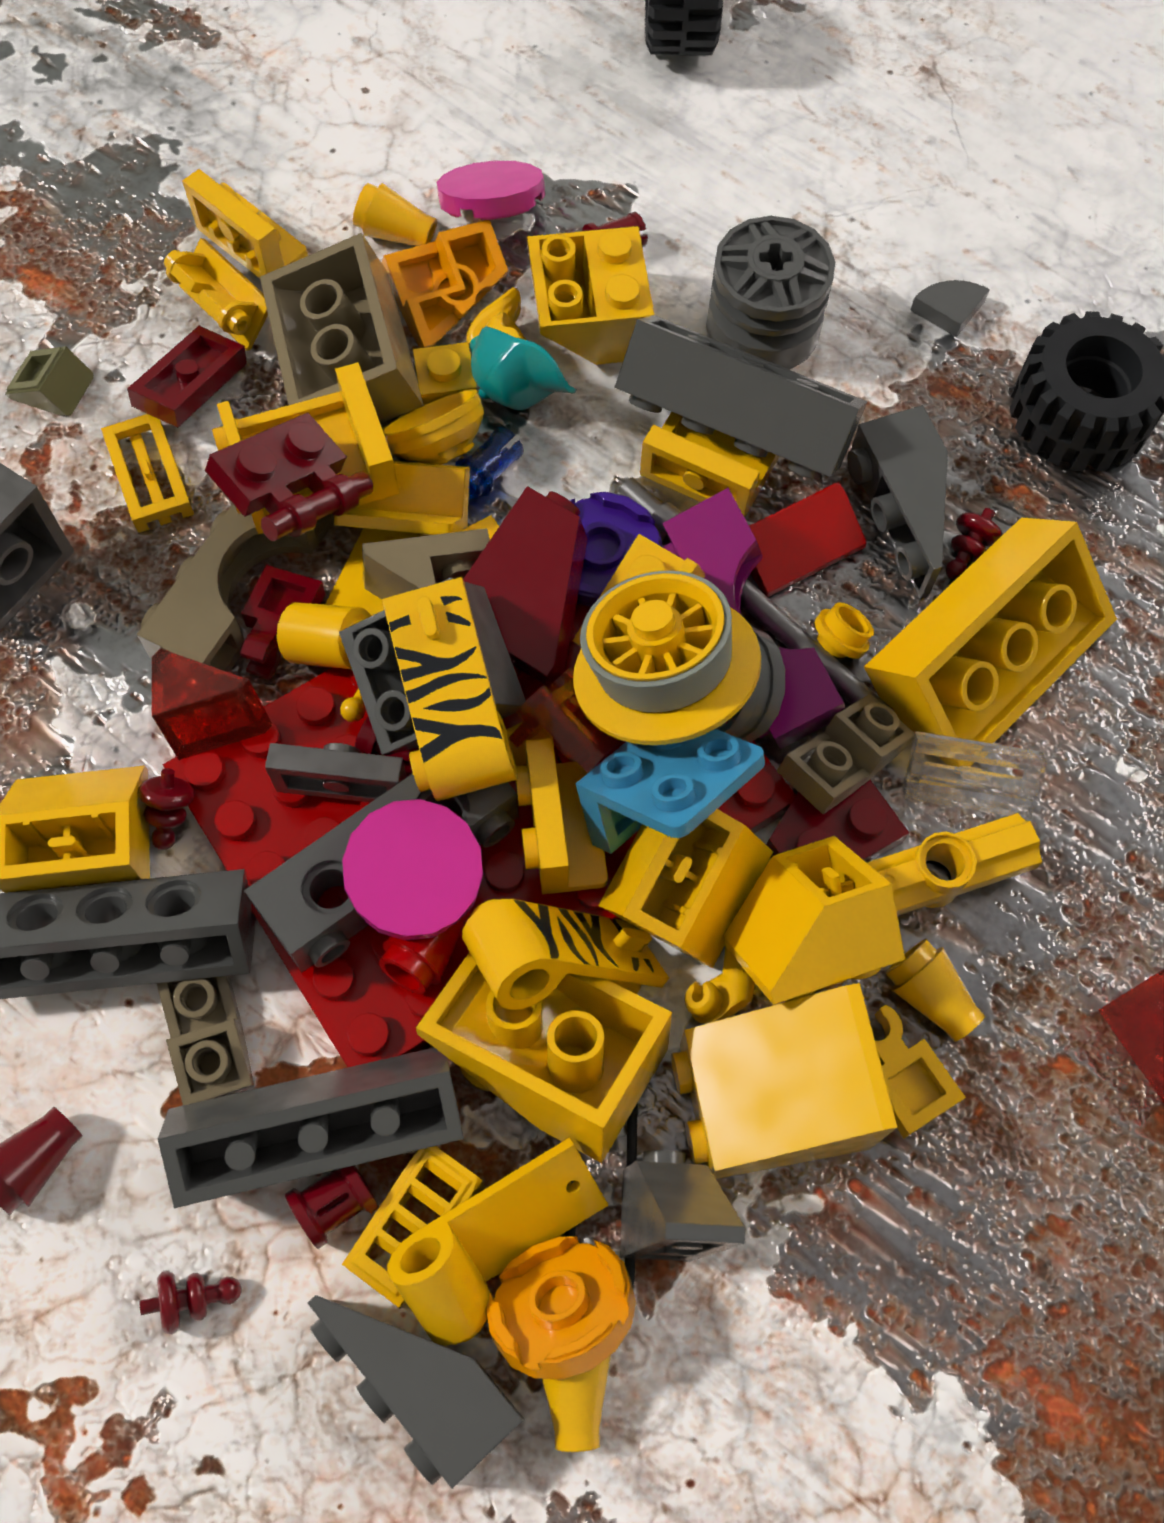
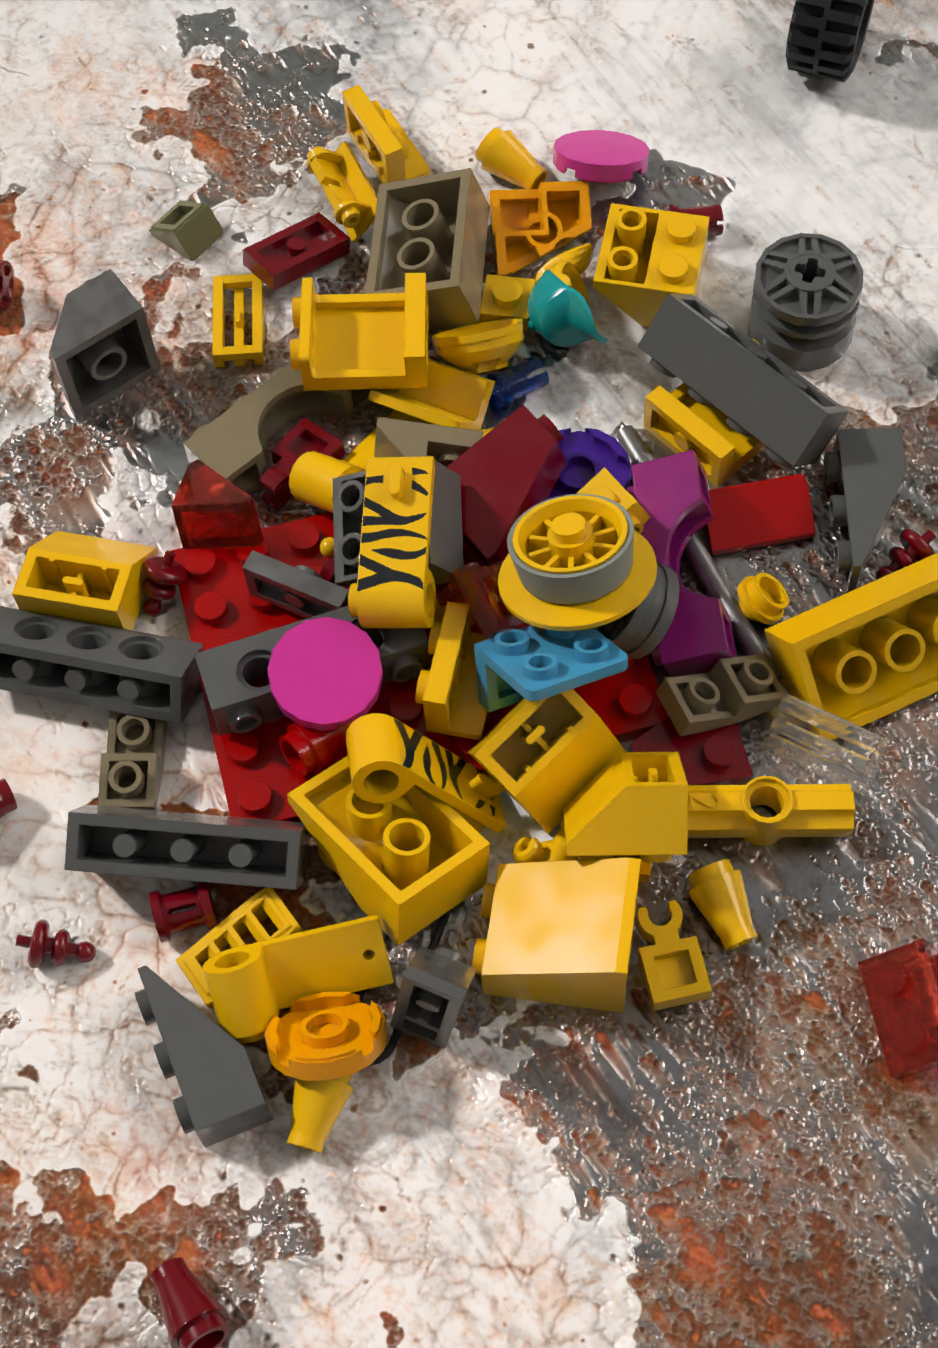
camera: 25 degrees right, 5 degrees down
(281, 462) = (335, 337): dark red plate -> none

